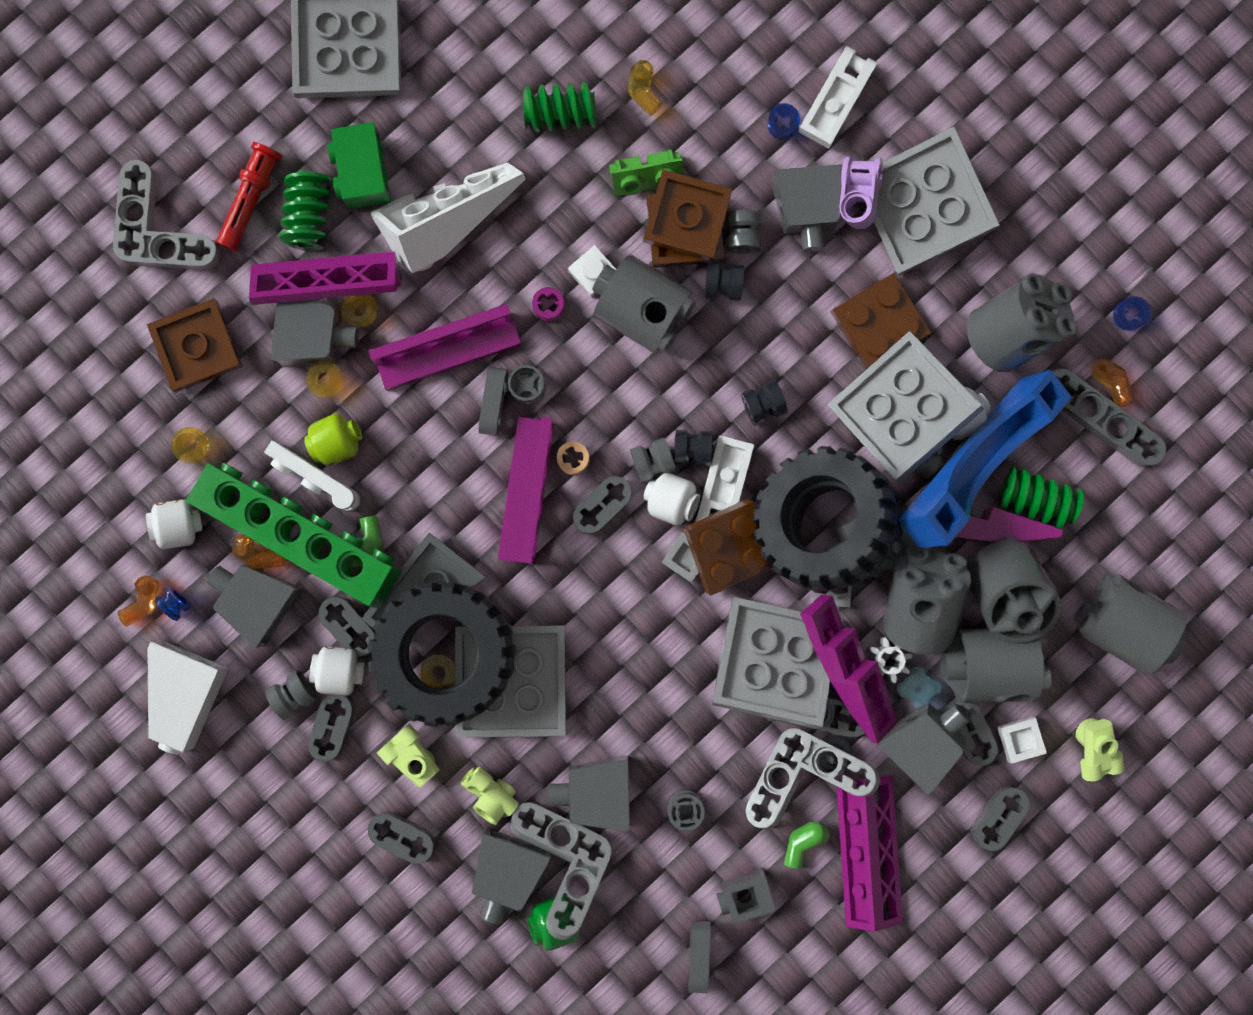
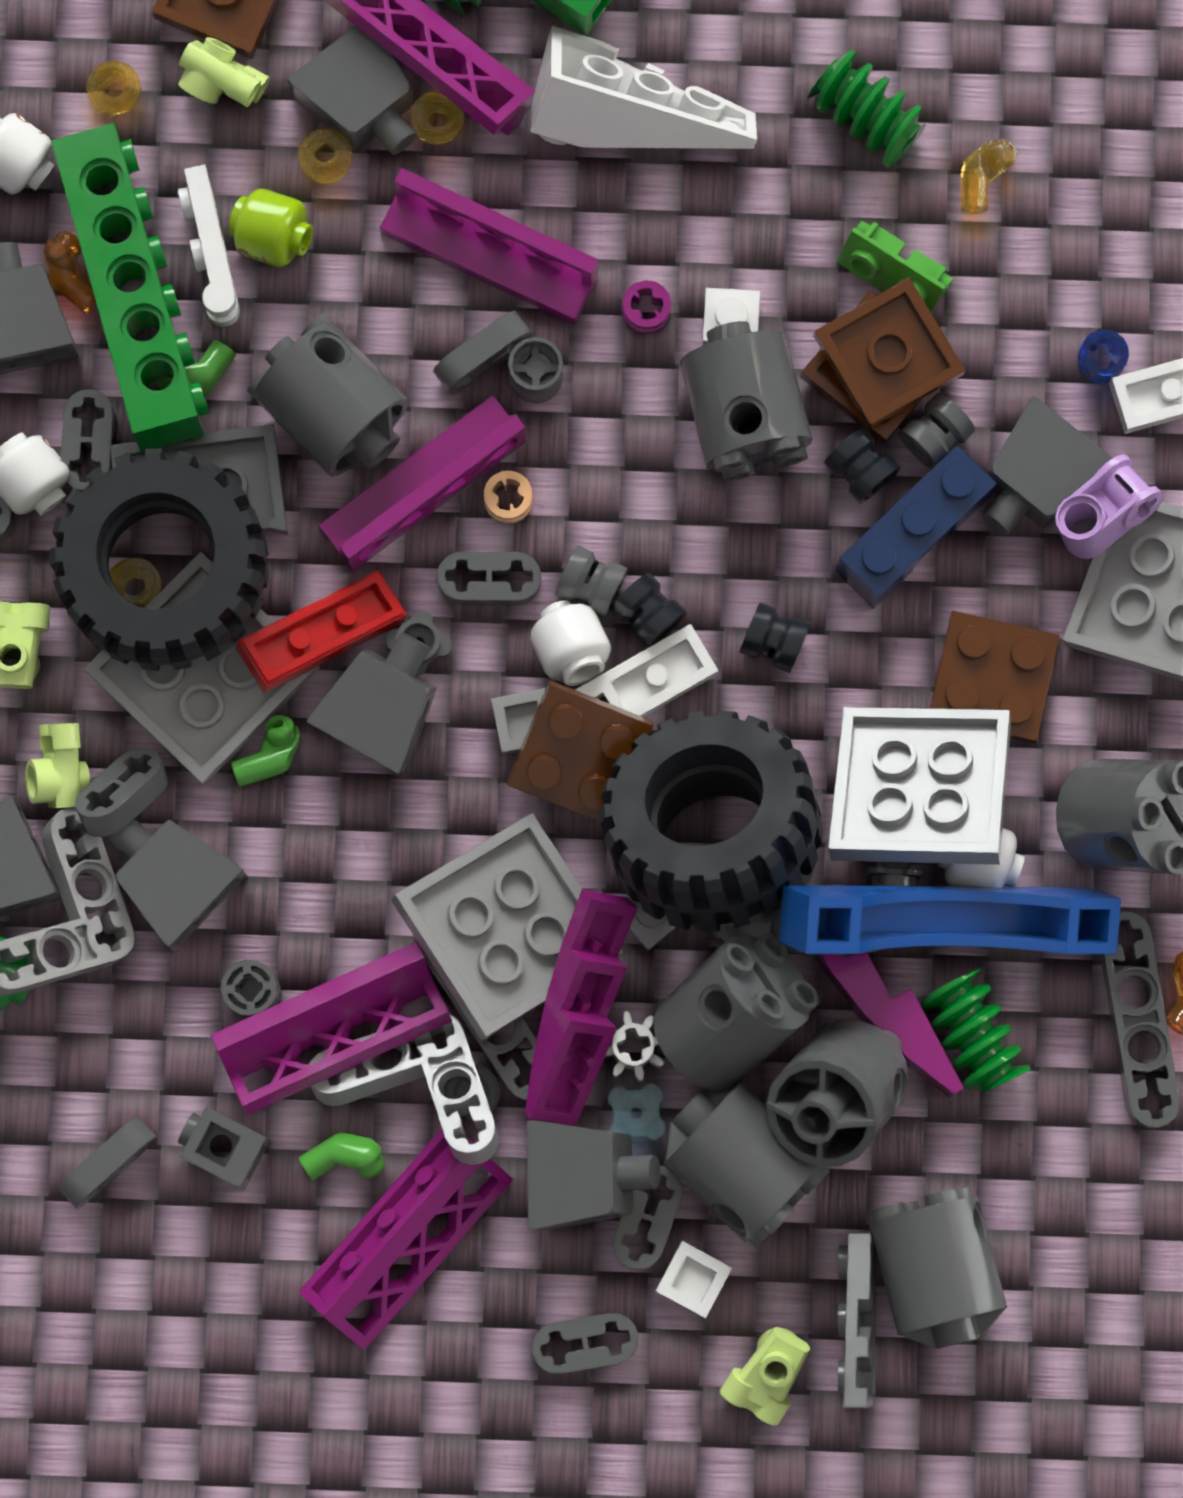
camera: 40 degrees right, 5 degrees down
(230, 390) = (212, 70): none -> yellowish green plate
(445, 494) = (330, 398): none -> dark grey cylinder
(532, 778) = (121, 792): none -> dark grey beam
(550, 609) = (321, 631): none -> red tile
(585, 689) = (274, 755): none -> bright green arm
(608, 562) = (422, 627): none -> dark grey plate
(613, 617) = (380, 704): none -> dark grey torso
(730, 792) = (325, 1019): none -> magenta fence
(779, 286) = (915, 526): none -> dark blue arch
(1115, 686) = (857, 1321): none -> wing

